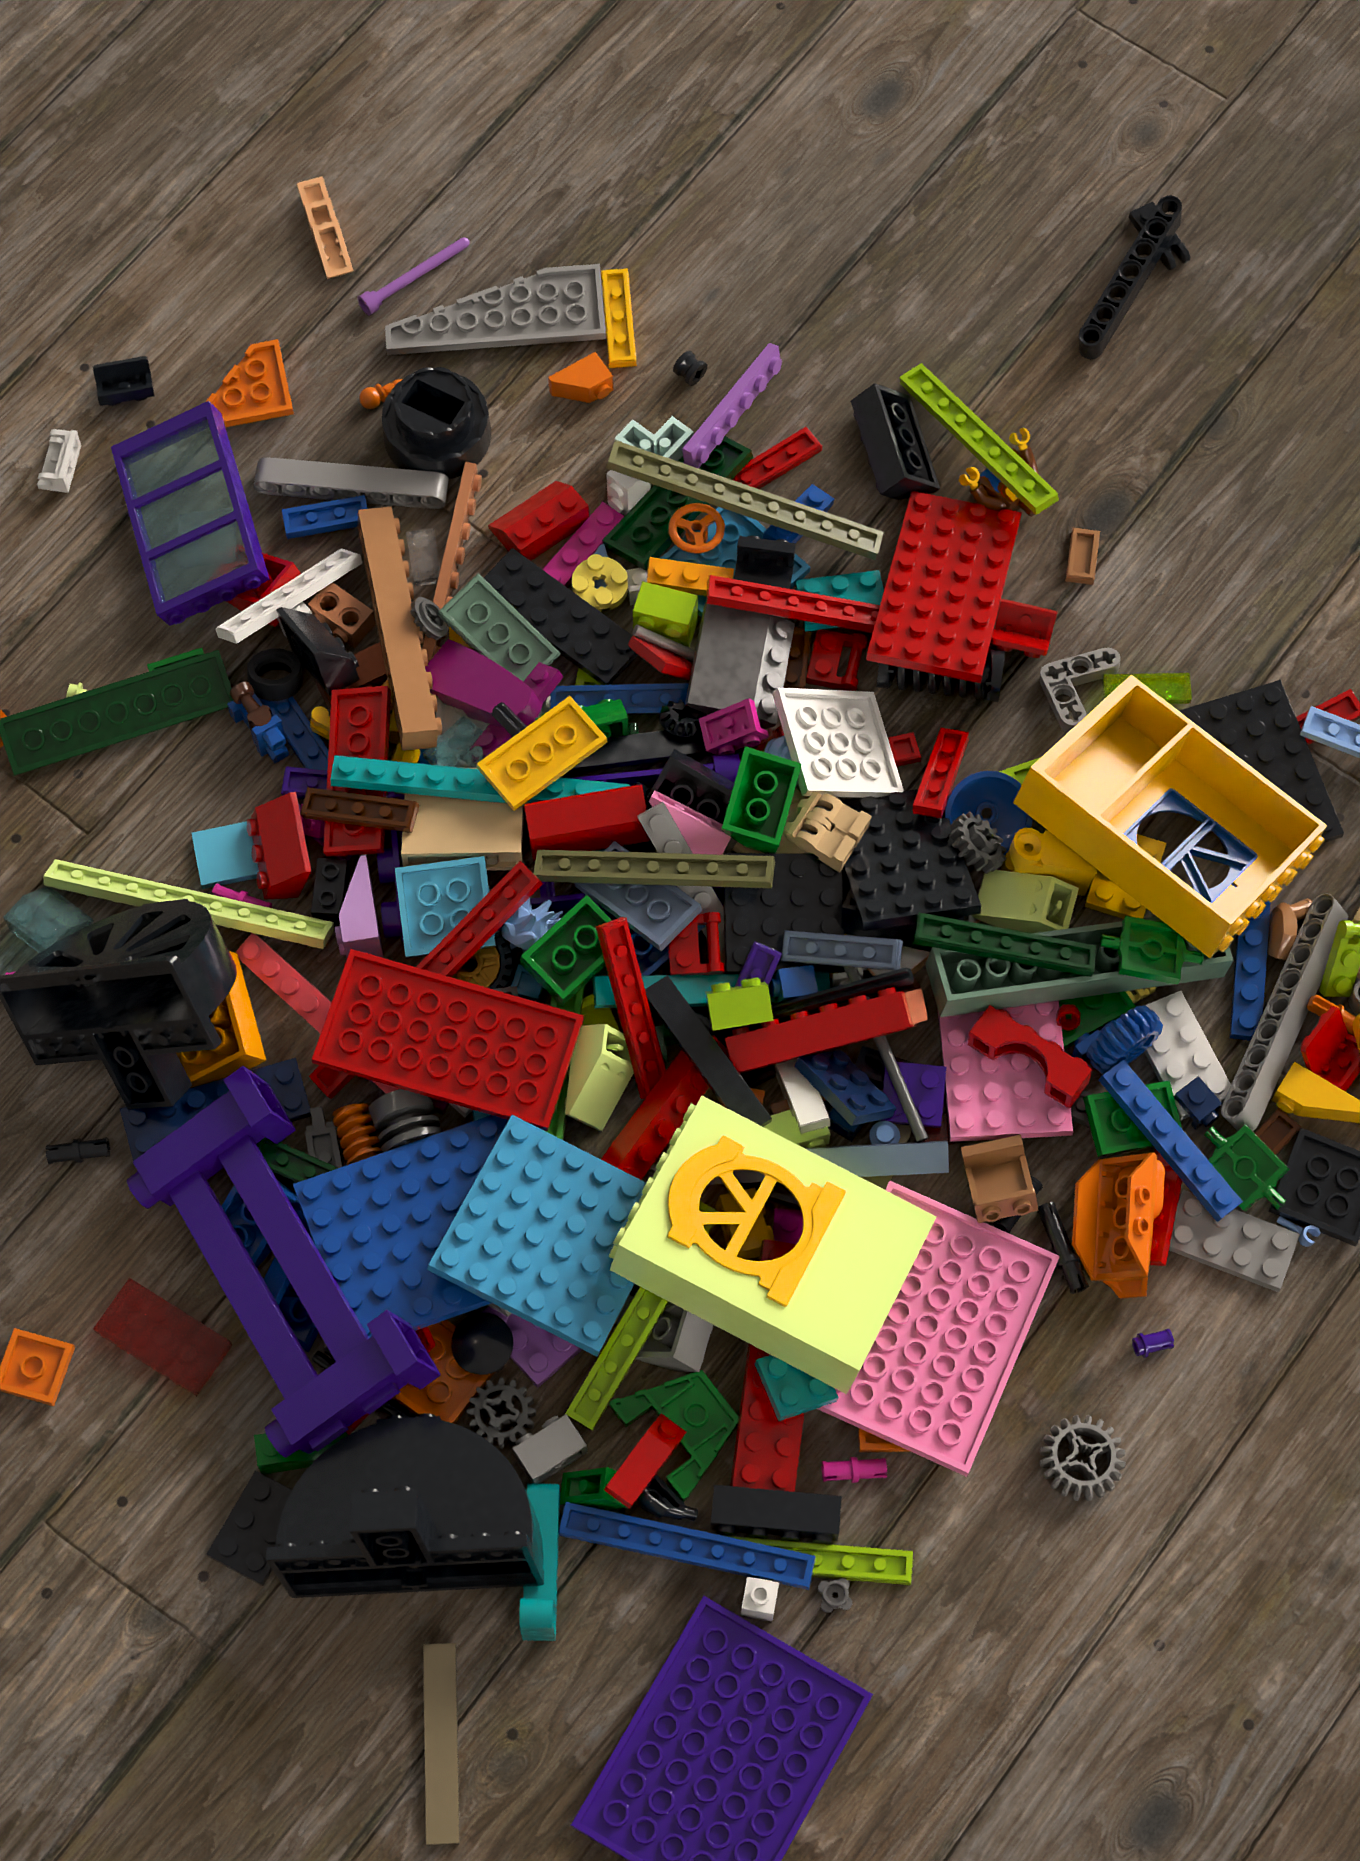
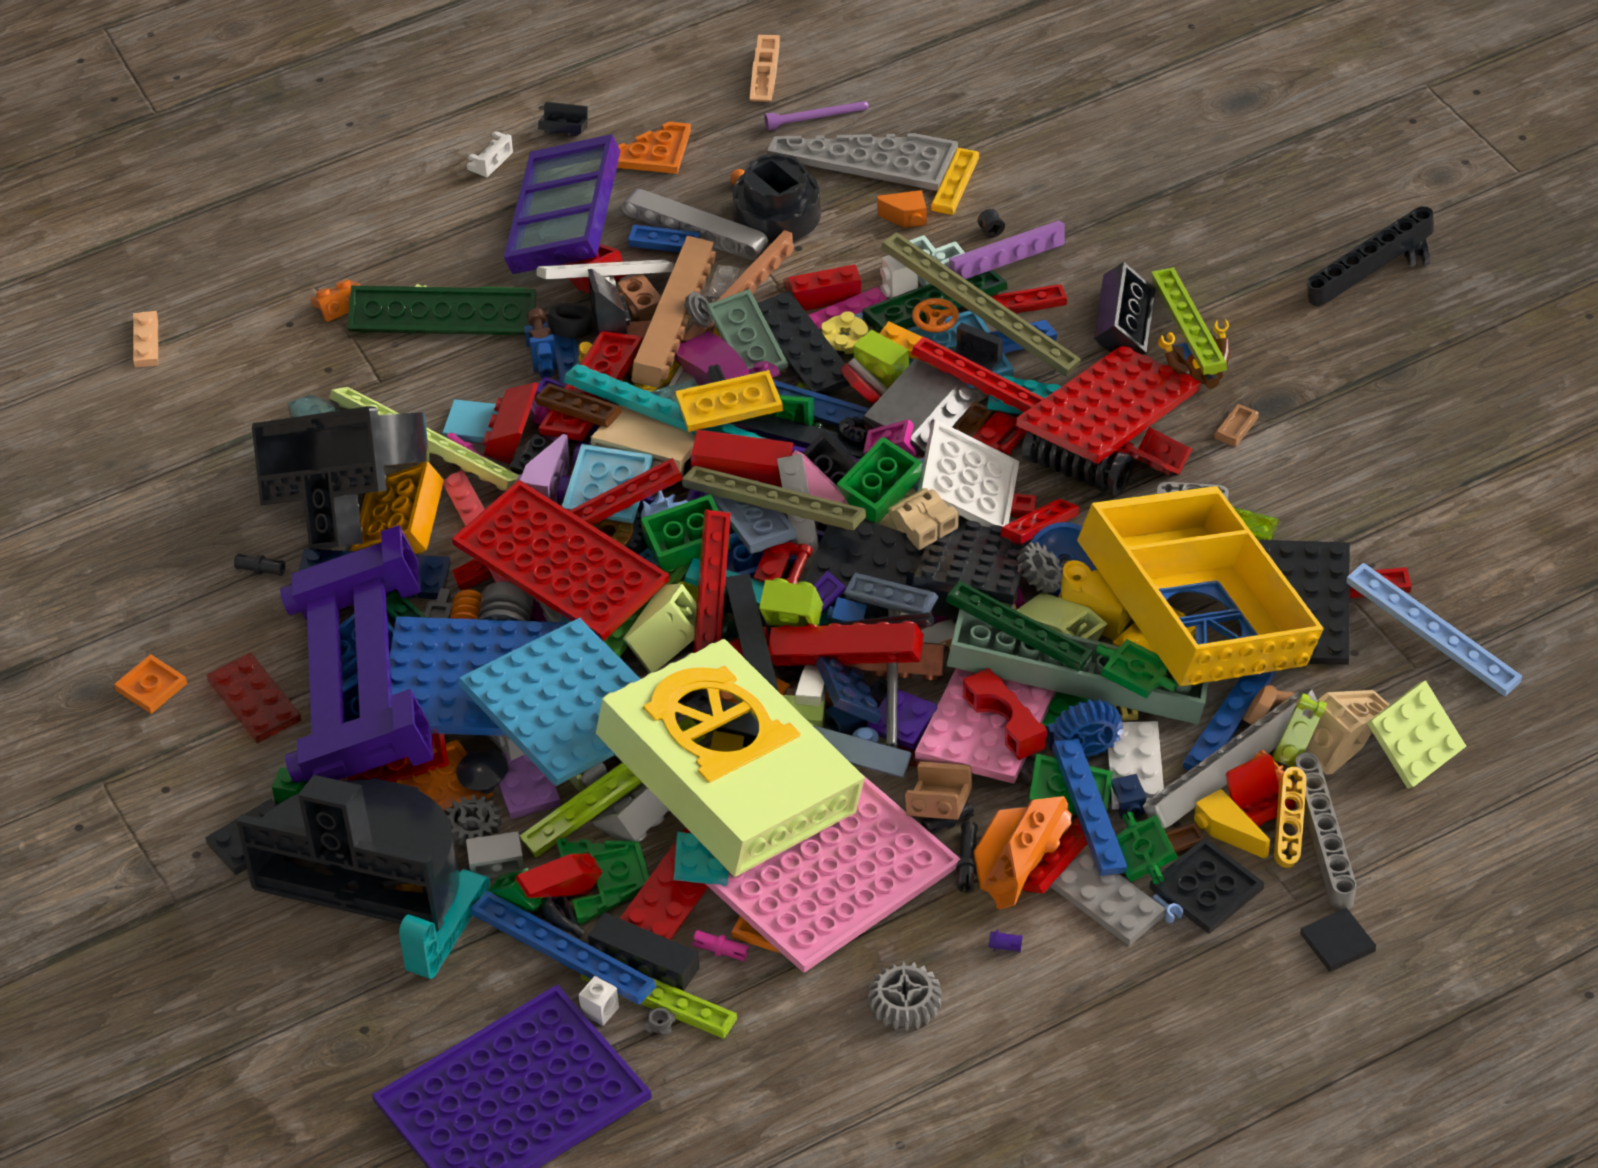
camera: 25 degrees right, 20 degrees down
(441, 1744) = (306, 1015): dark tan tile -> none
(1068, 1024) = (1051, 701): red hinge -> none

